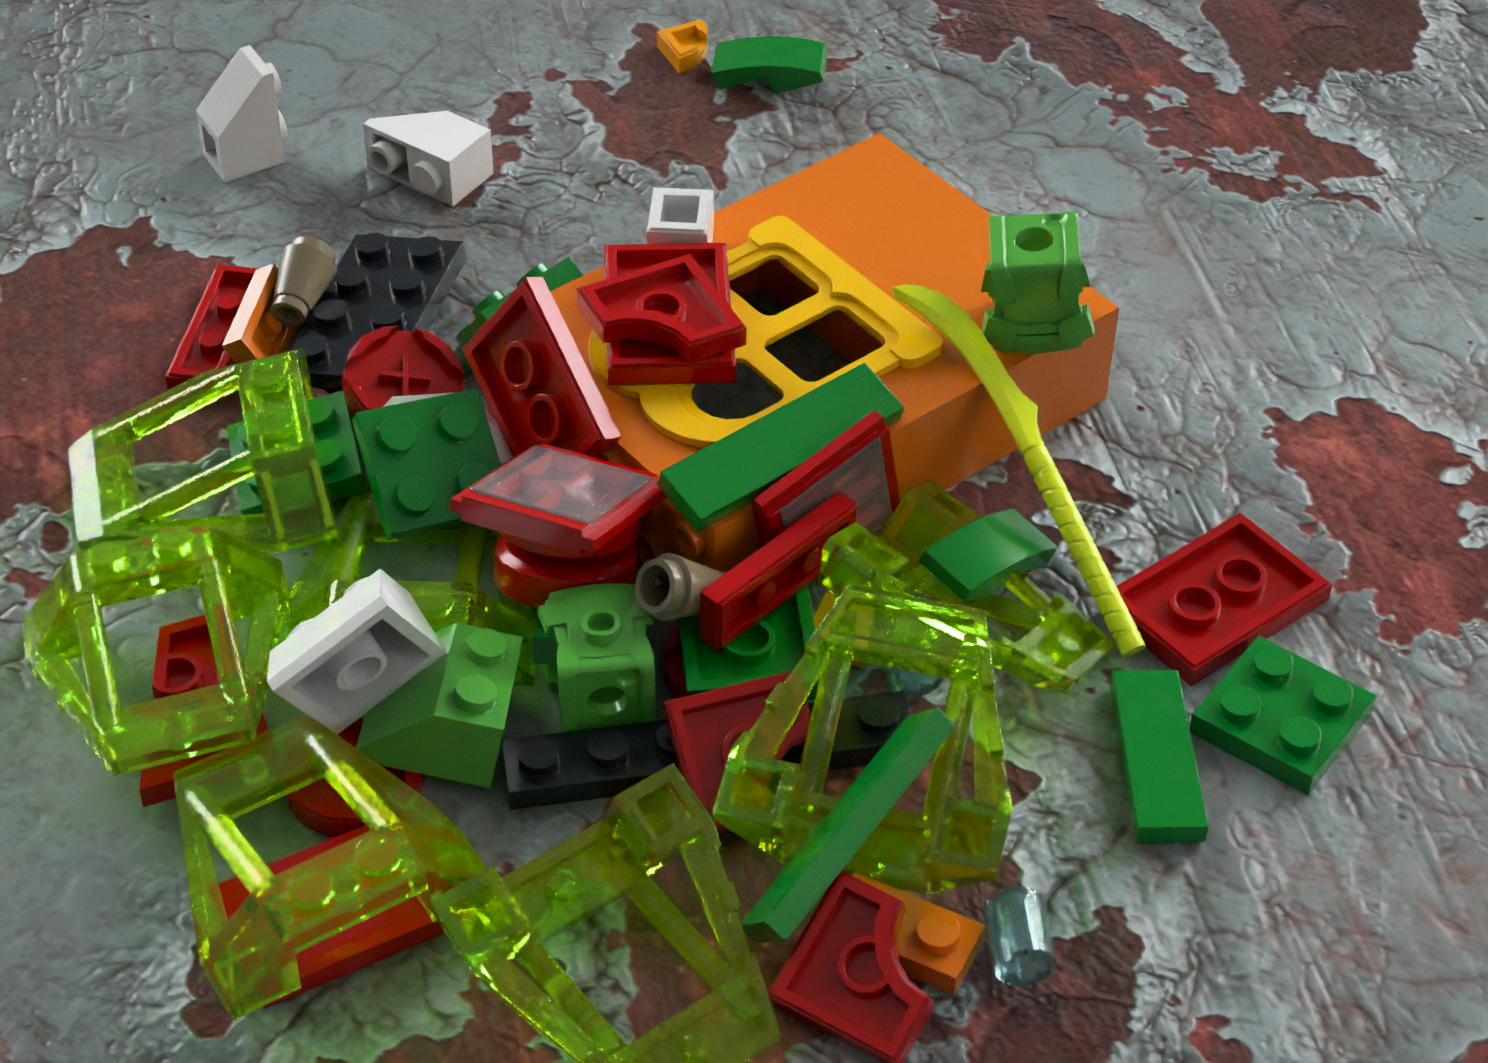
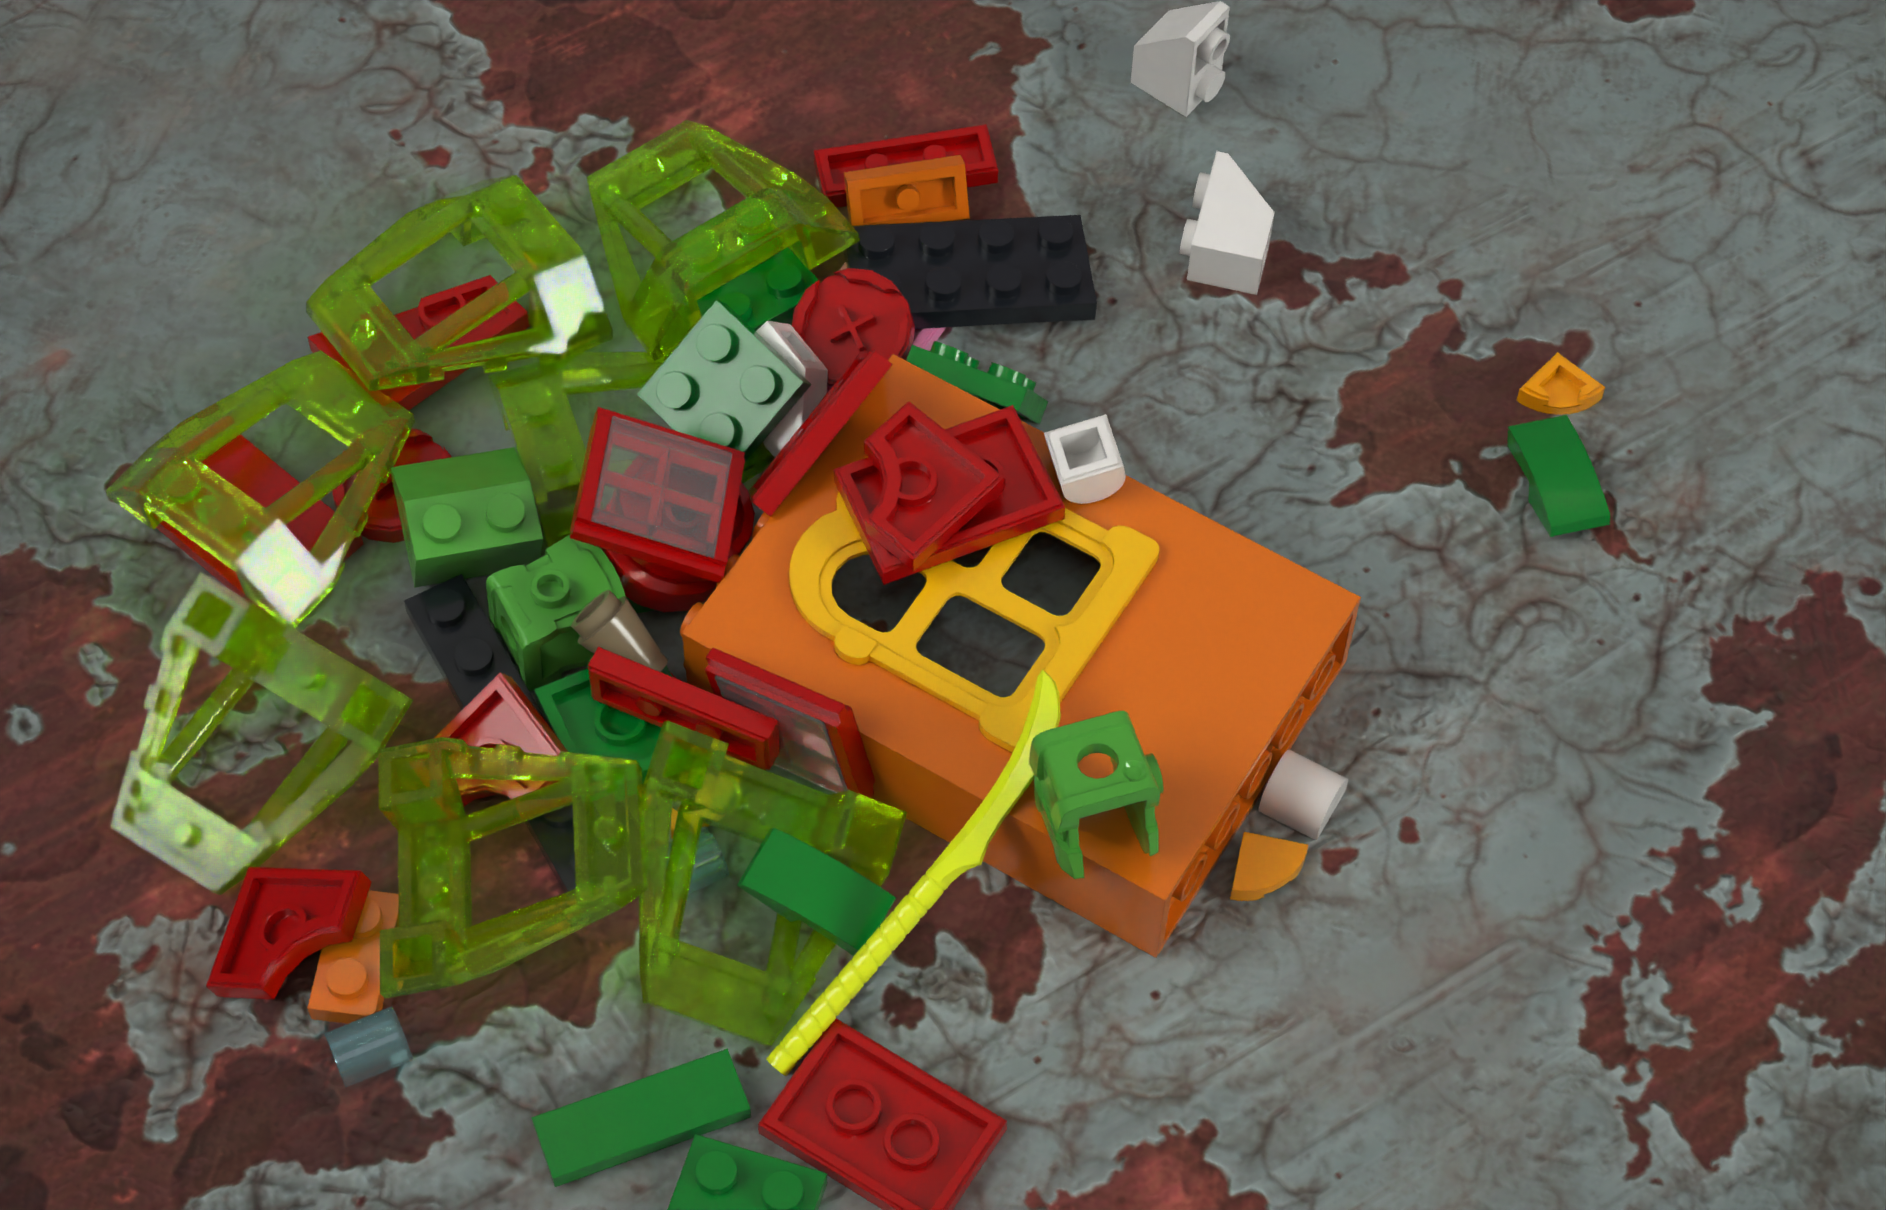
camera: 70 degrees right, 15 degrees up
(302, 278) = (957, 195): dark tan cone -> none
(354, 653) = (451, 412): white slope -> none
(763, 452) = (797, 648): green tile -> none
(846, 827) = (411, 862): green tile -> none

